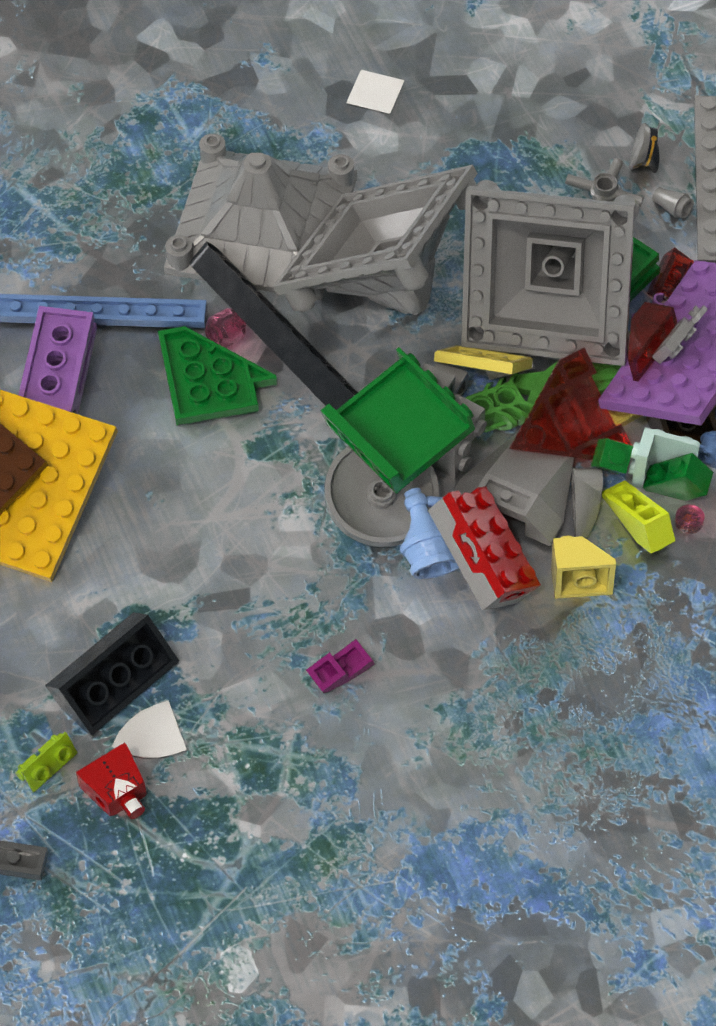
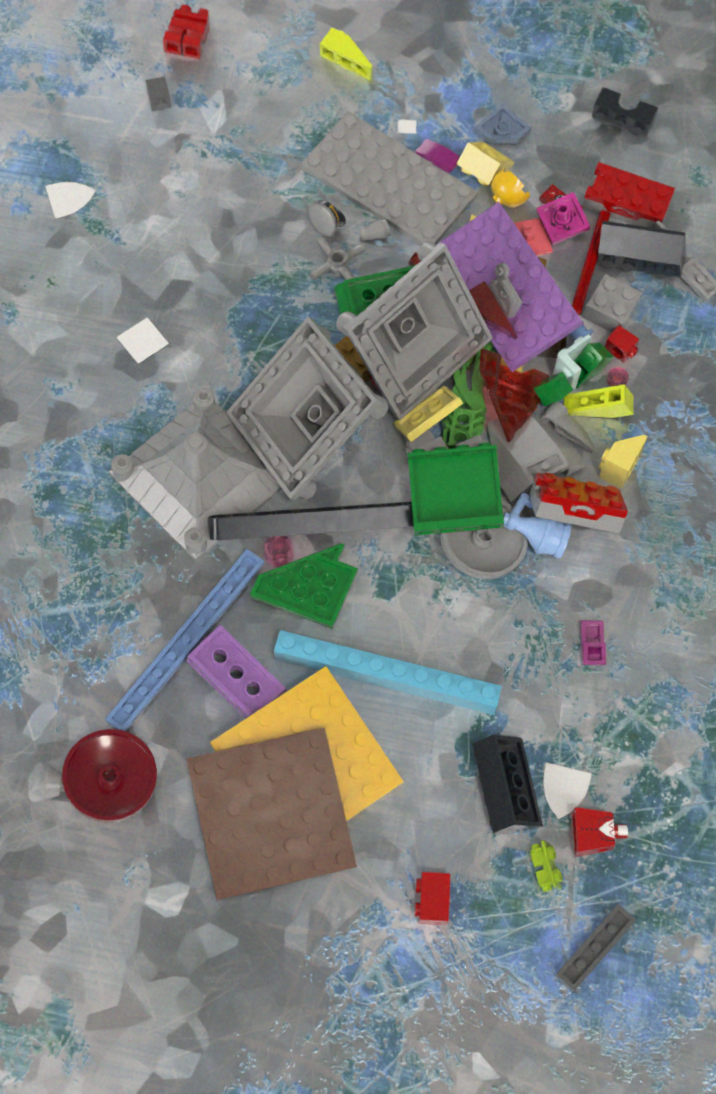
camera: 60 degrees left, 10 degrees up
(160, 498) = (387, 672): none -> medium azure brick

